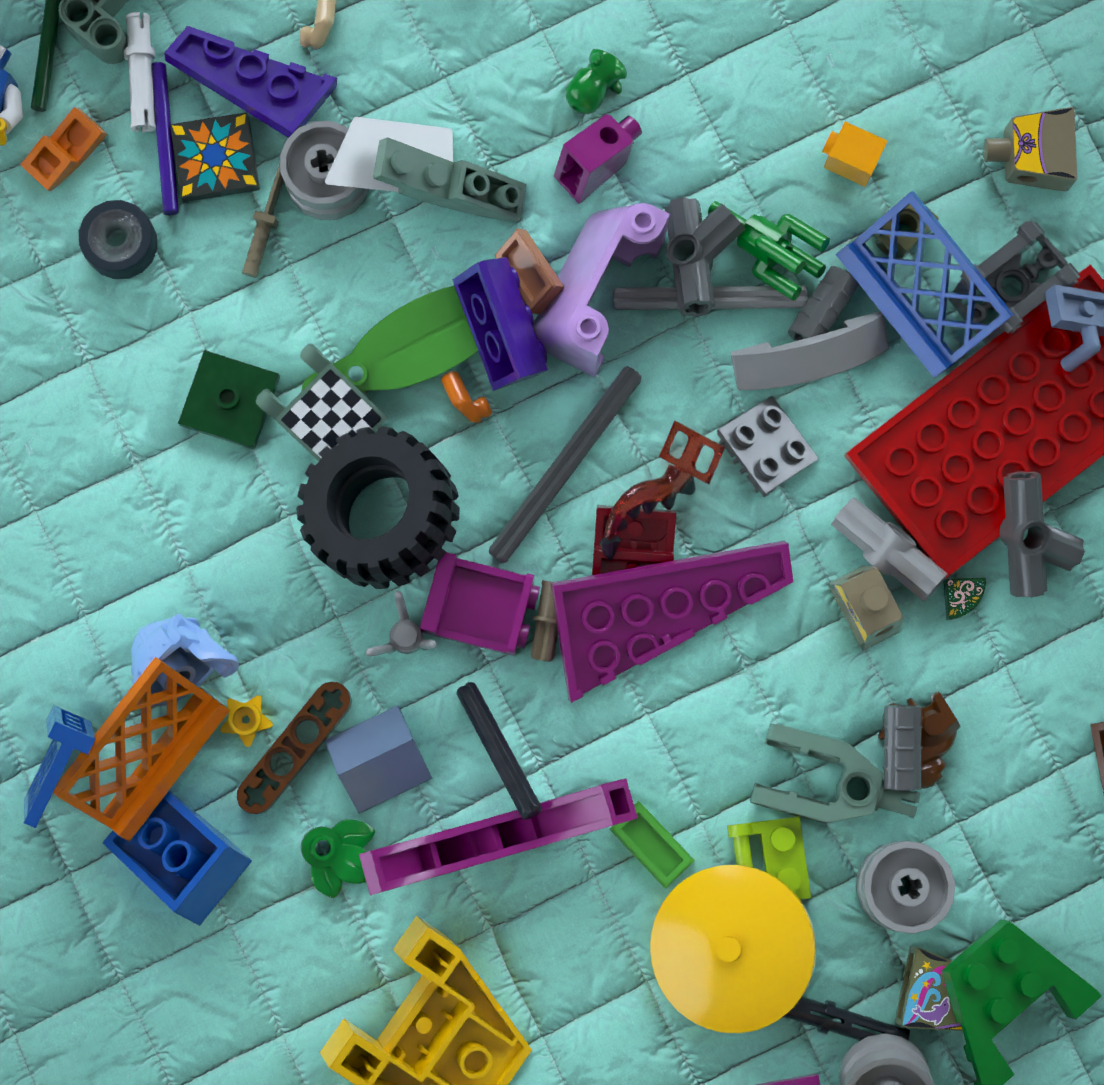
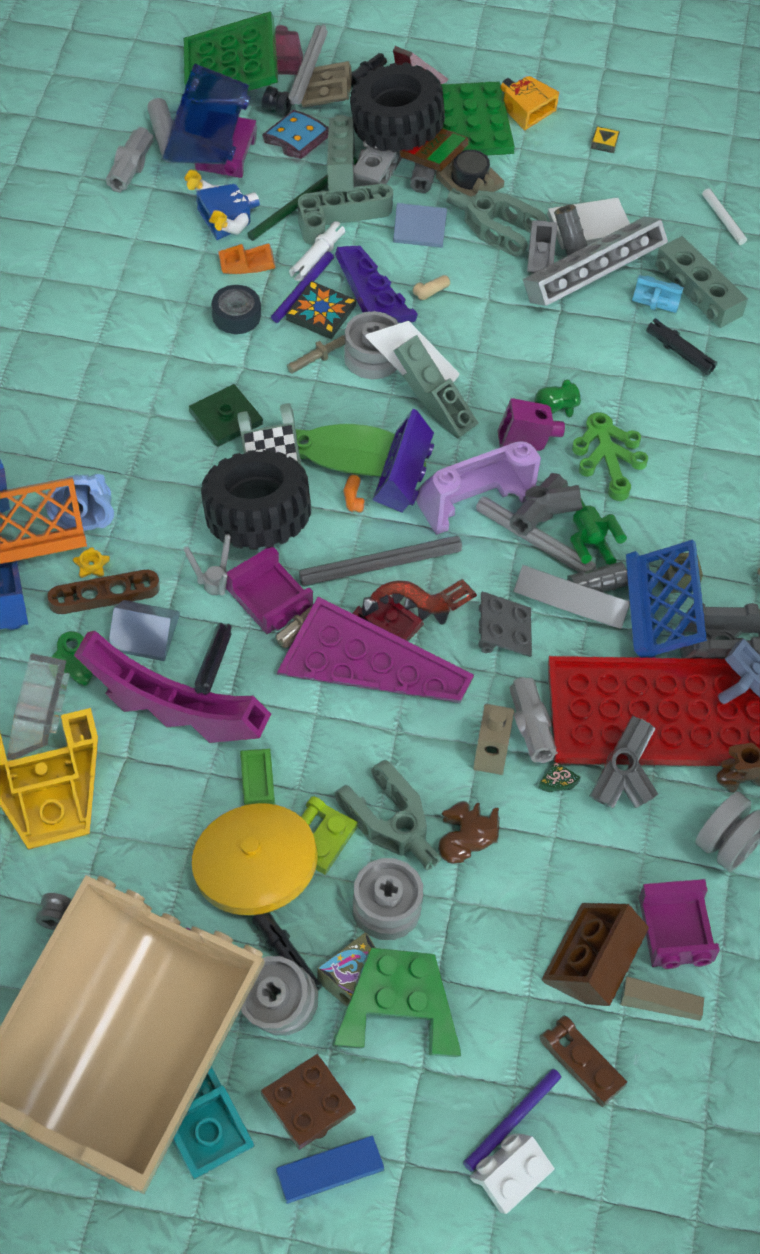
camera: 35 degrees right, 25 degrees down
(367, 966) = (37, 705): none -> clear slope
(537, 279) = (443, 453): nougat tile -> none
(703, 112) = (601, 426): none -> bright green plant
(853, 153) = (679, 518): light orange brick -> none
(902, 747) = (450, 817): dark grey axle -> none

